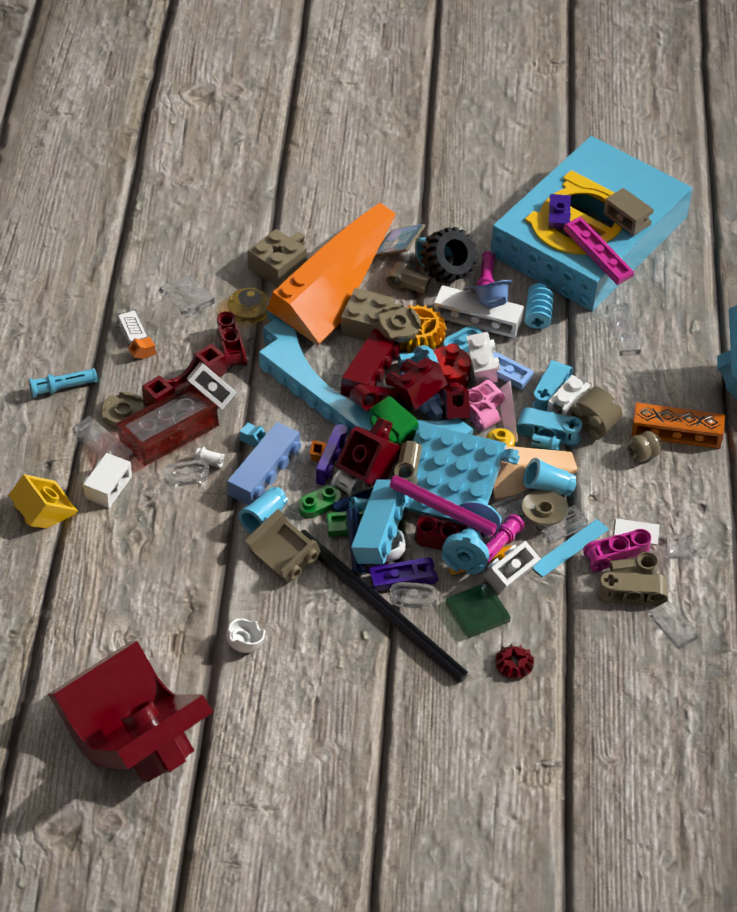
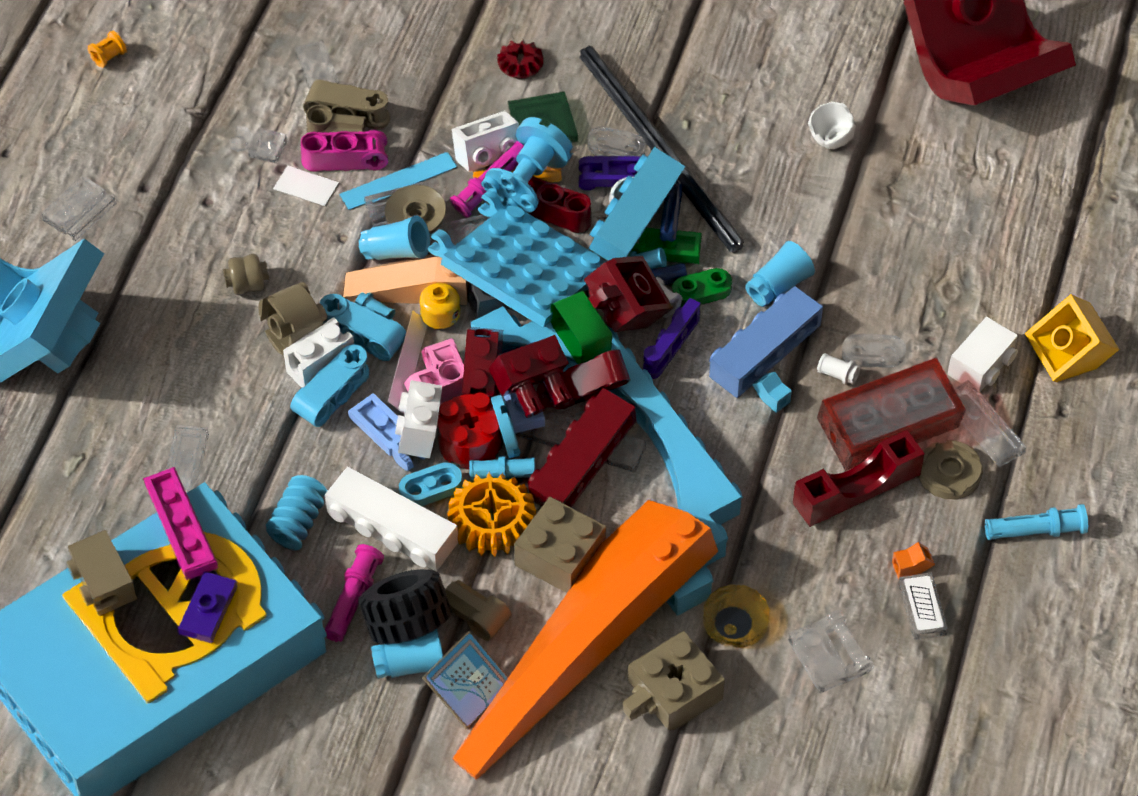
camera: 165 degrees left, 5 degrees up
(211, 385) = (822, 445): white brick -> none
(230, 339) = (776, 527): dark red piece -> none
(282, 547) = (762, 219): dark tan panel -> none
(316, 450) = (686, 347): orange piece -> none
(398, 323) = (523, 492): dark tan tile -> none
(409, 461) = (580, 262): dark tan piece -> none
(443, 505) = (557, 186): dark pink axle -> none
(492, 294) = (373, 507): medium blue piece -> none
(679, 425) = (185, 297): orange brick -> none

